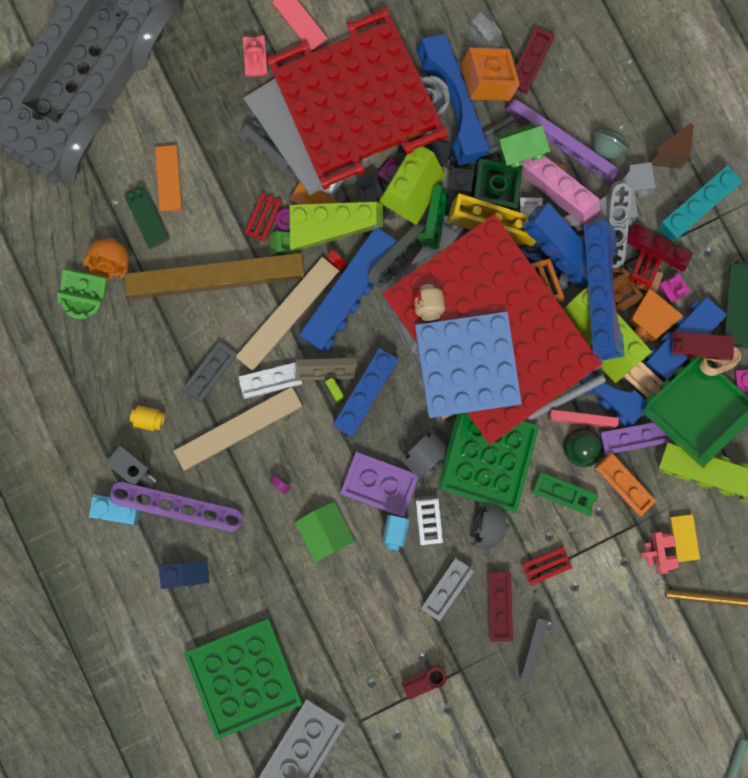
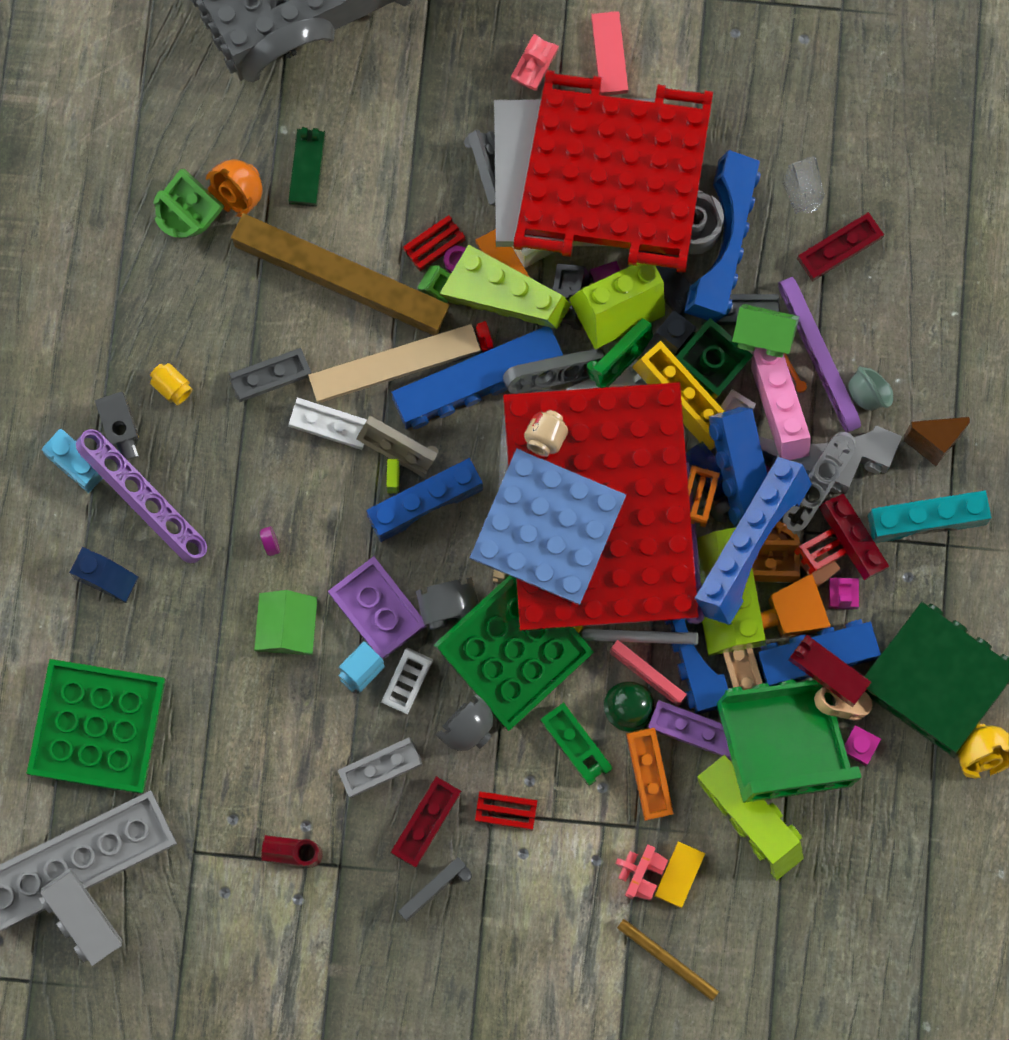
camera: 30 degrees right, 5 degrees down
(168, 178) = (357, 140): orange tile -> none
(238, 428) = (262, 455): tan tile -> none
(490, 74) = (780, 233): orange container -> none

